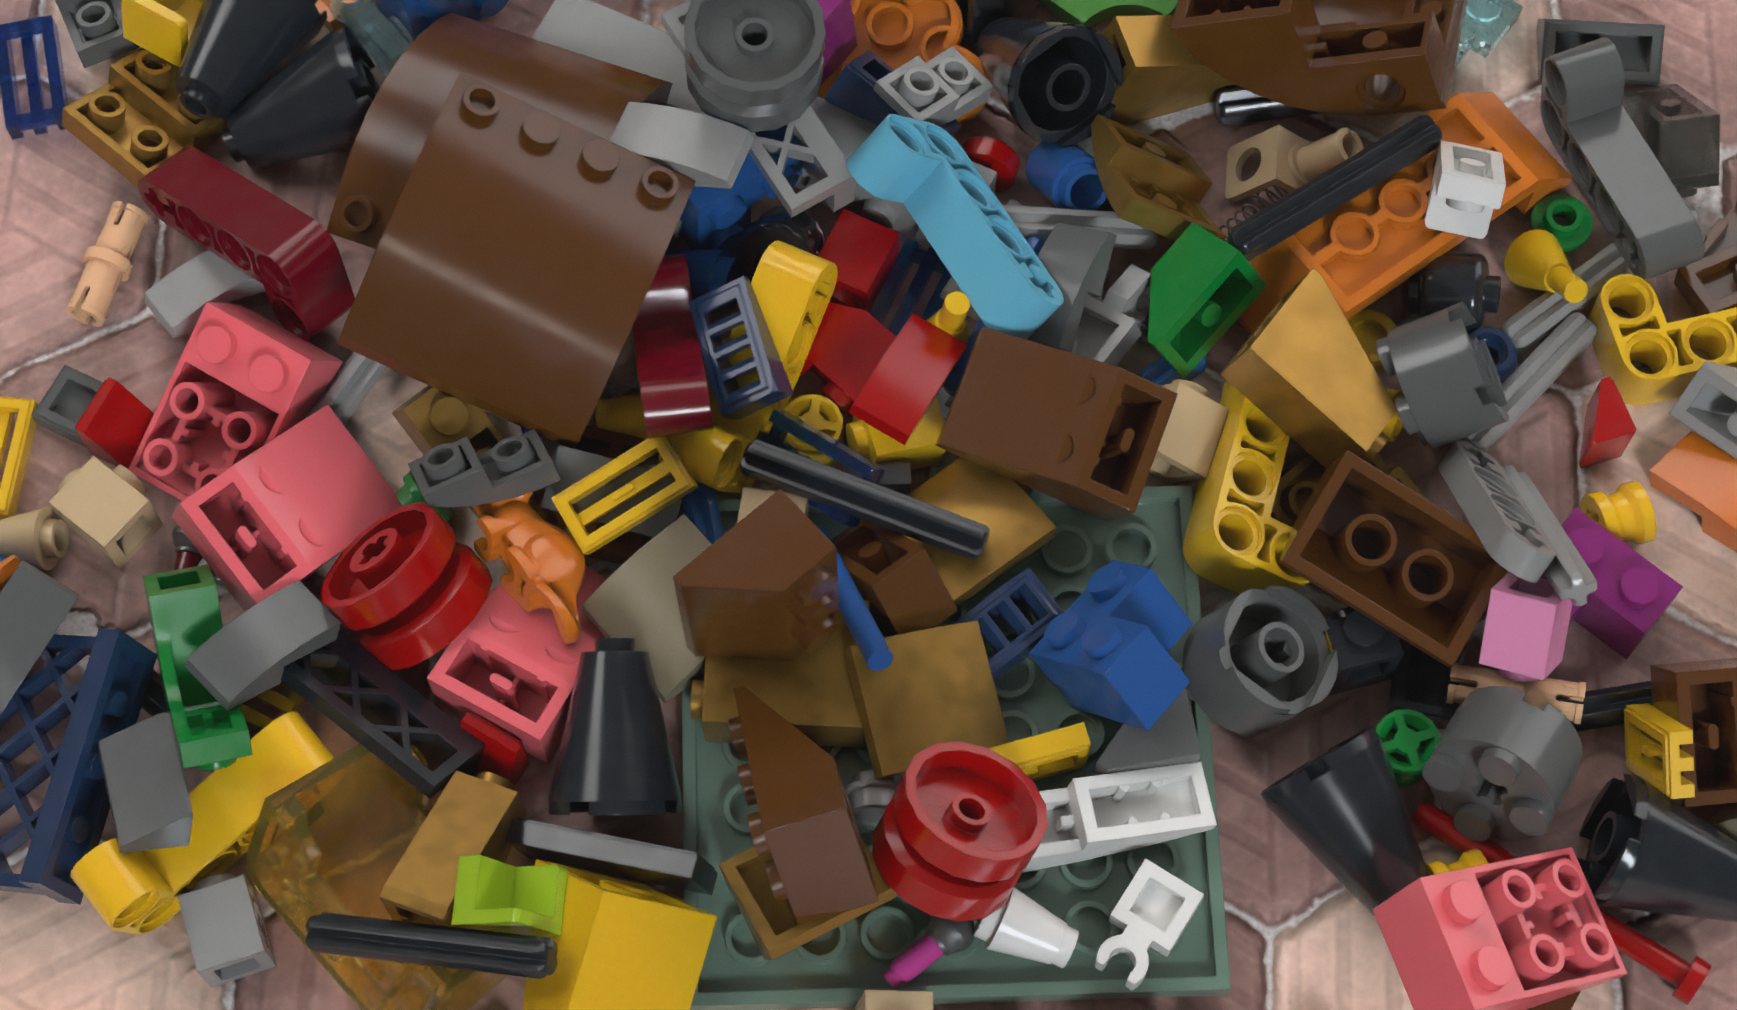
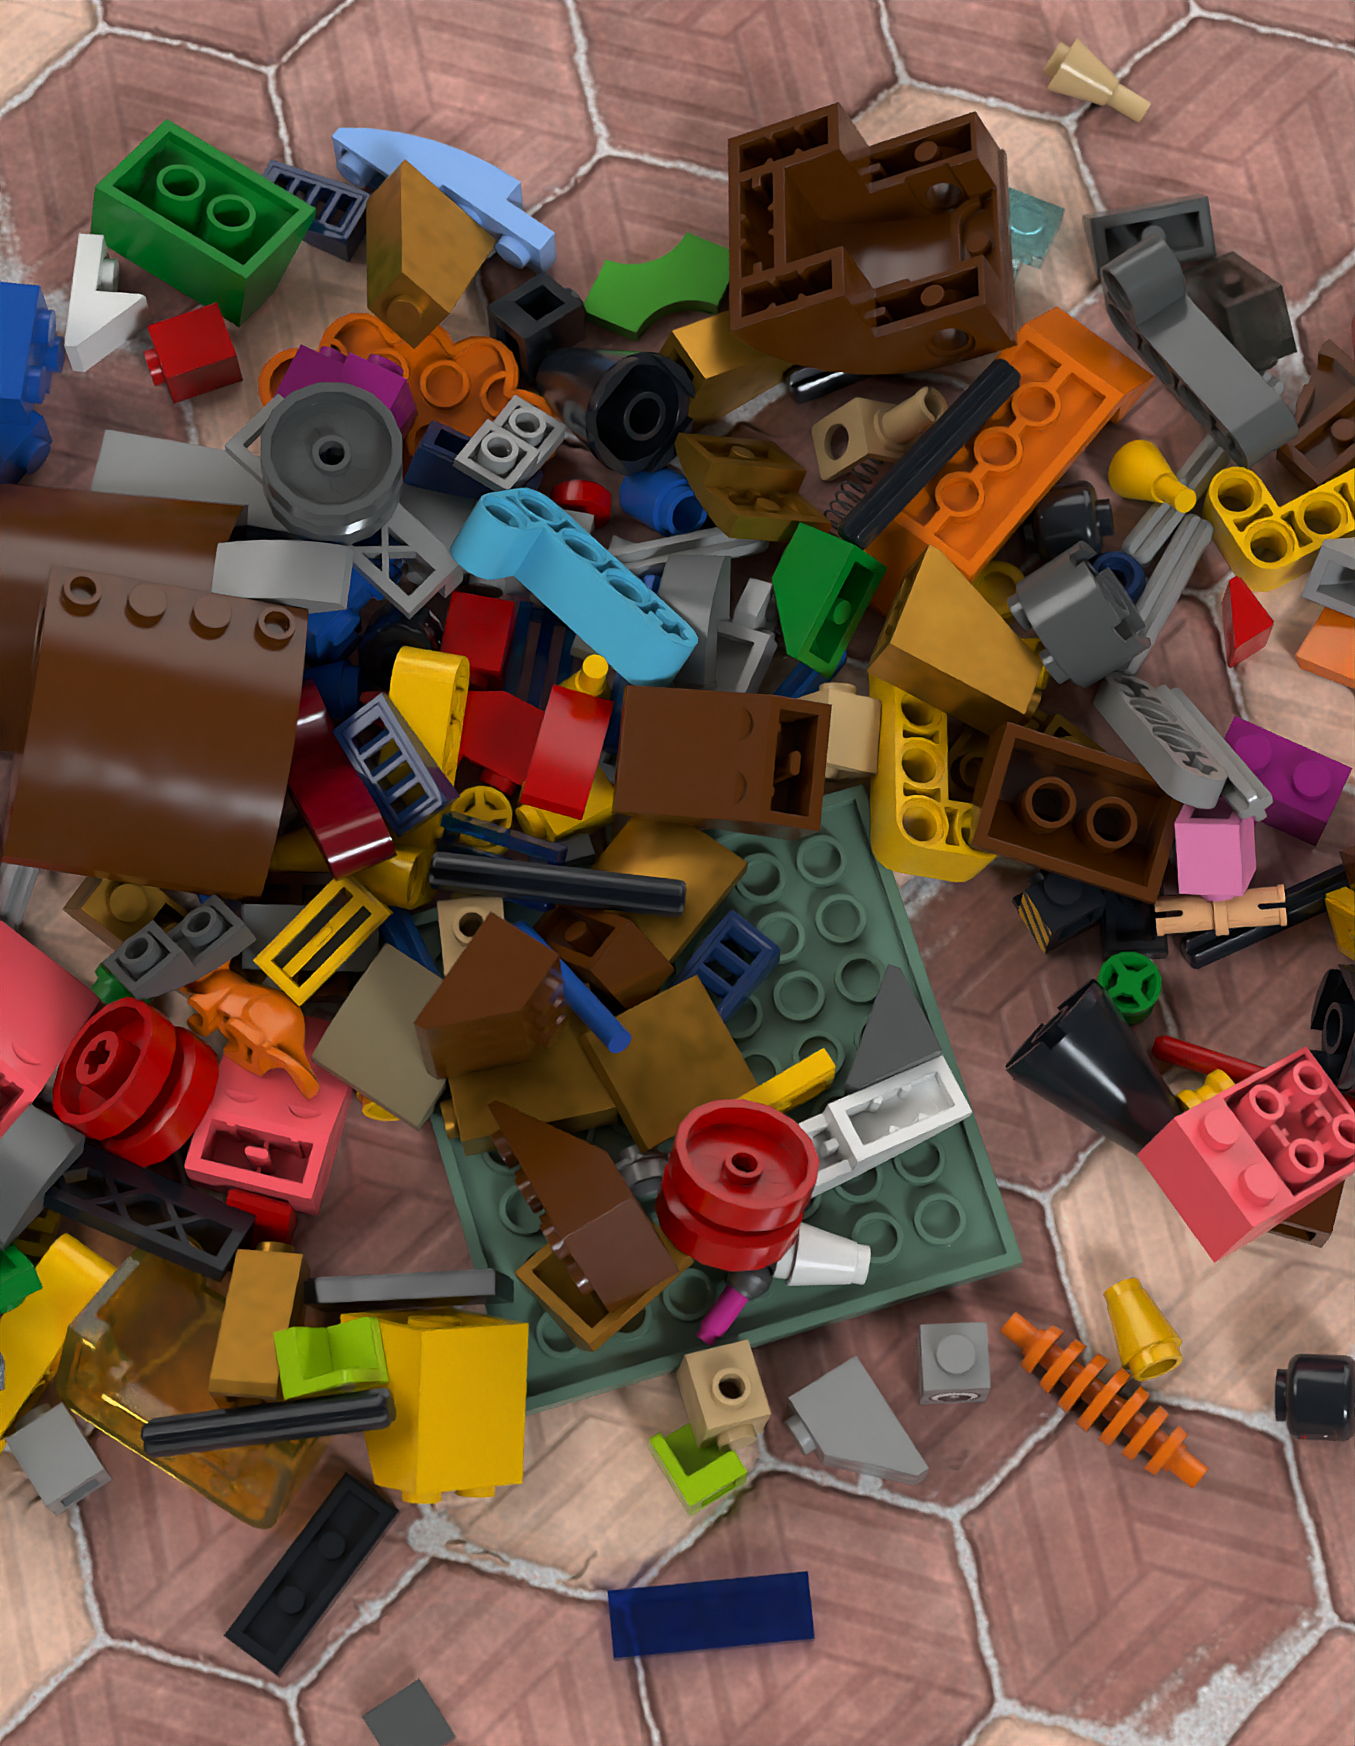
camera: 15 degrees left, 5 degrees up
(615, 739) = (382, 1180): black cone -> none
(1114, 647) = (833, 968): blue brick -> none
(1151, 915) = (934, 1213): white plate -> none
(1259, 660) = (972, 942): dark grey brick -> none
(1465, 189) = (1055, 423): white slope -> none
(1503, 765) = (1225, 984): dark grey brick -> none
(1567, 207) = (1160, 407): green plate -> none
(1624, 514) = (1279, 707): yellow wheel -> none

